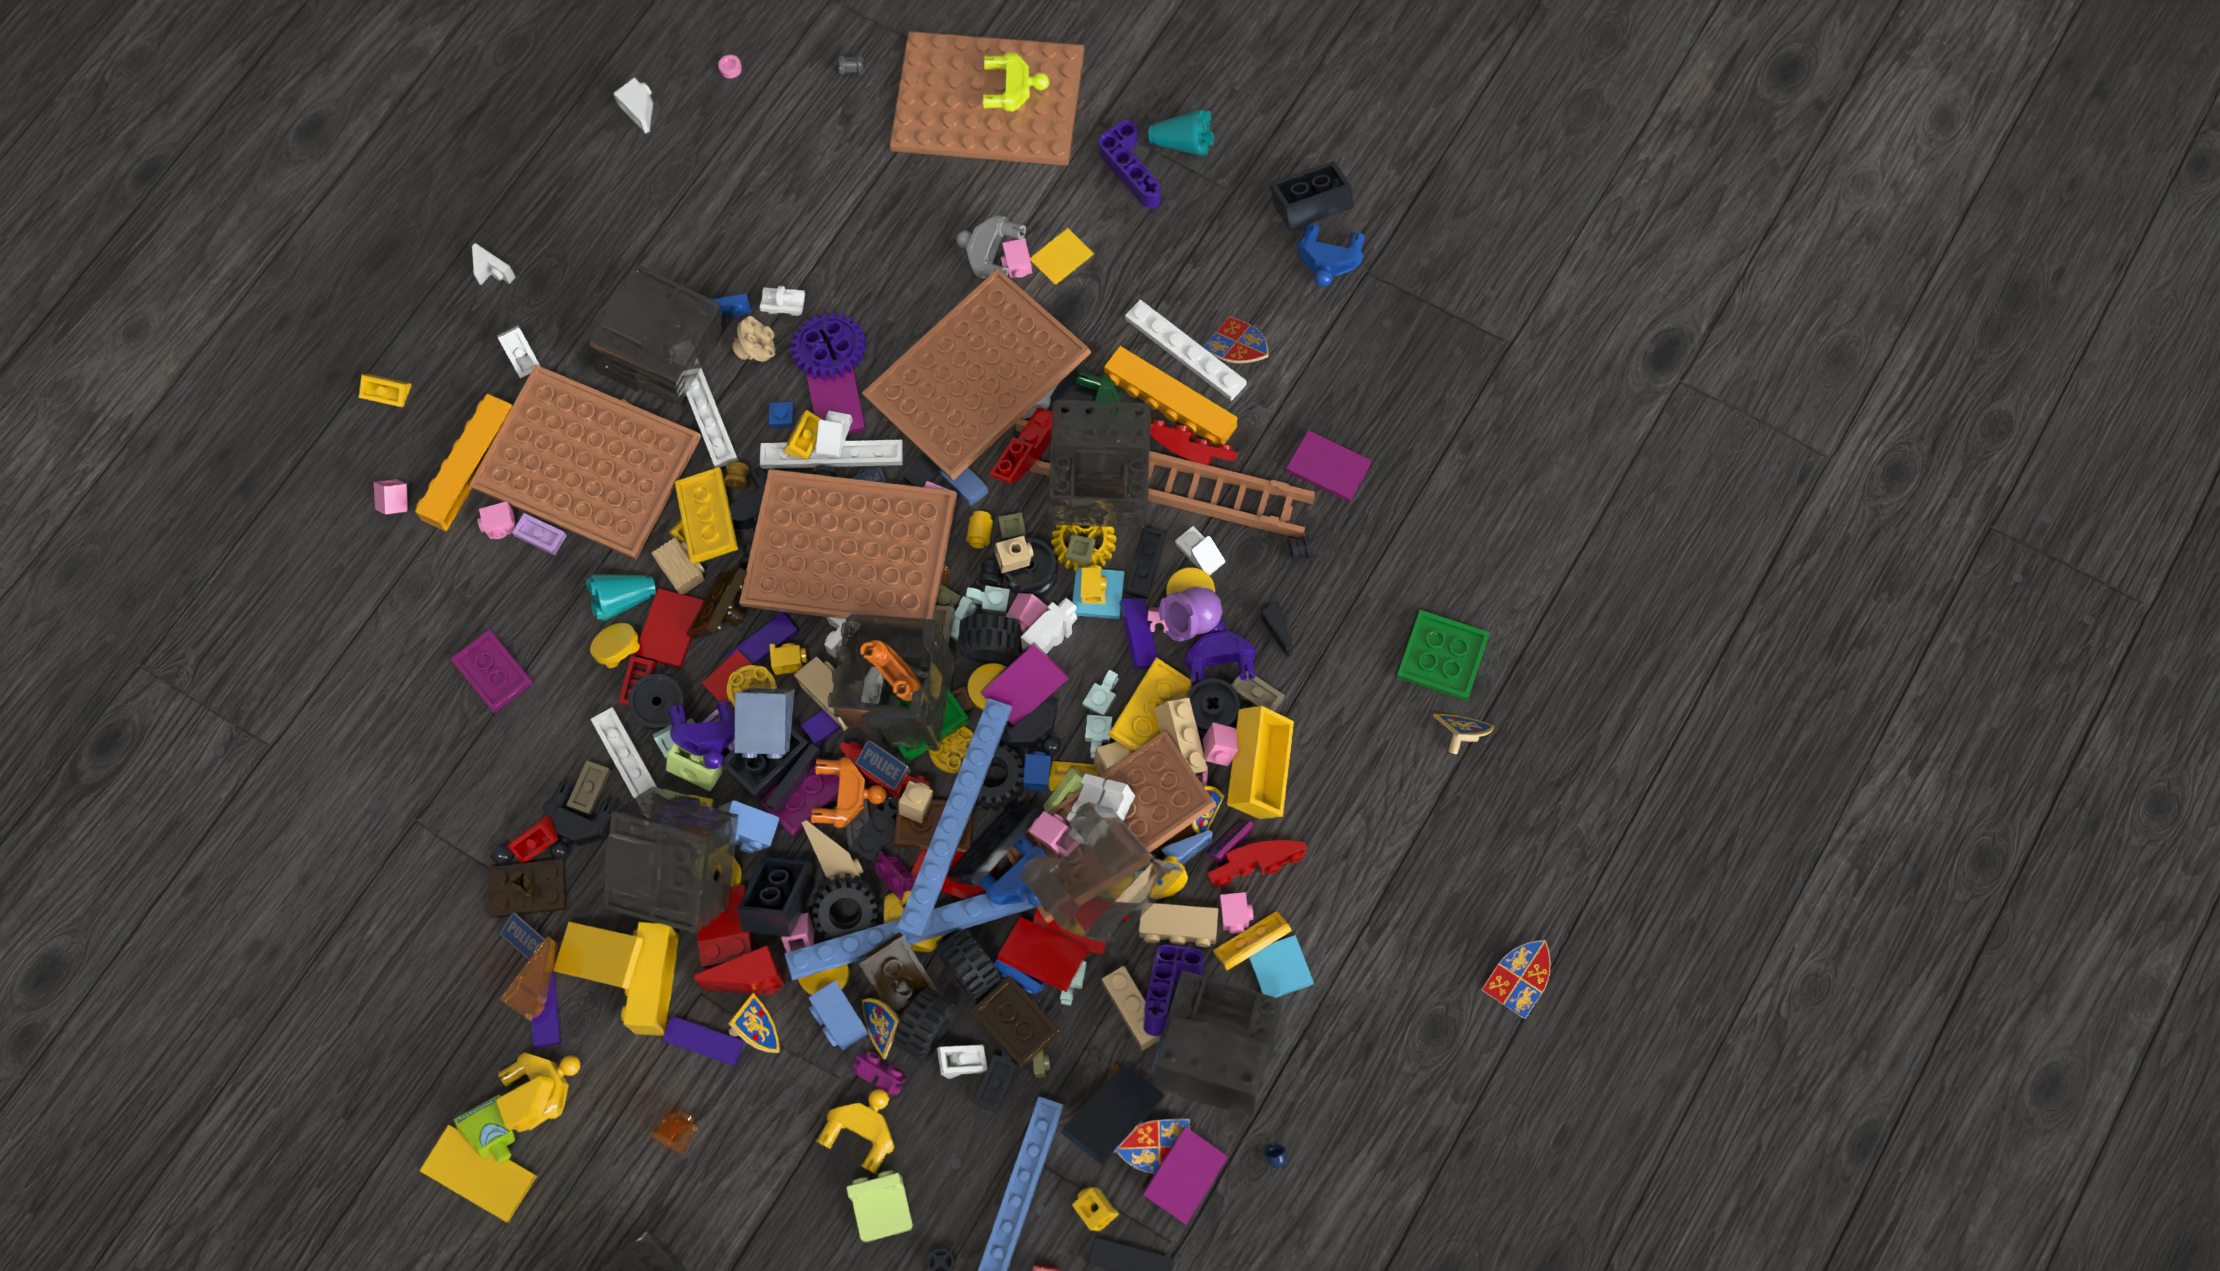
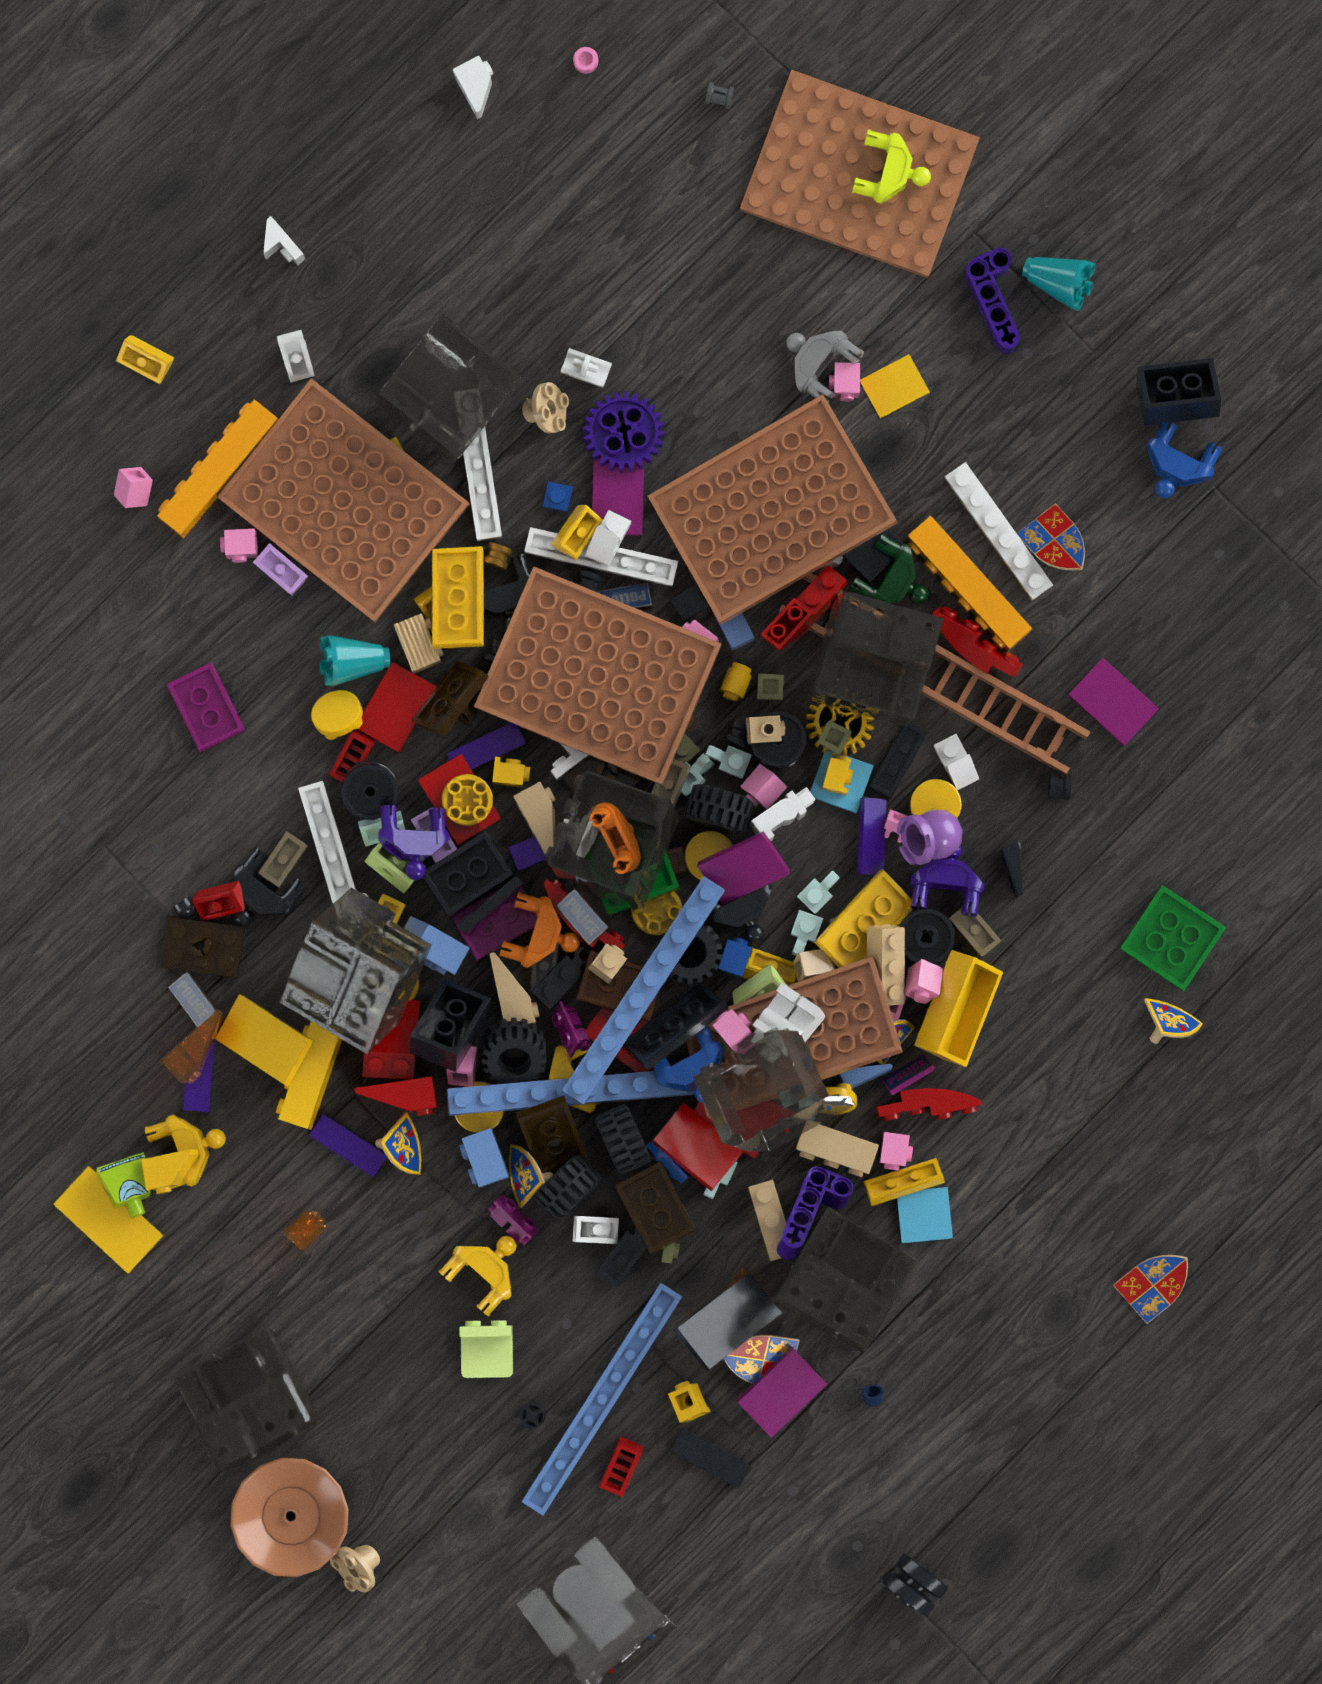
camera: 10 degrees right, 15 degrees up
(734, 305) = (534, 359): blue plate -> none
(763, 721) = (474, 844): sand blue slope -> none

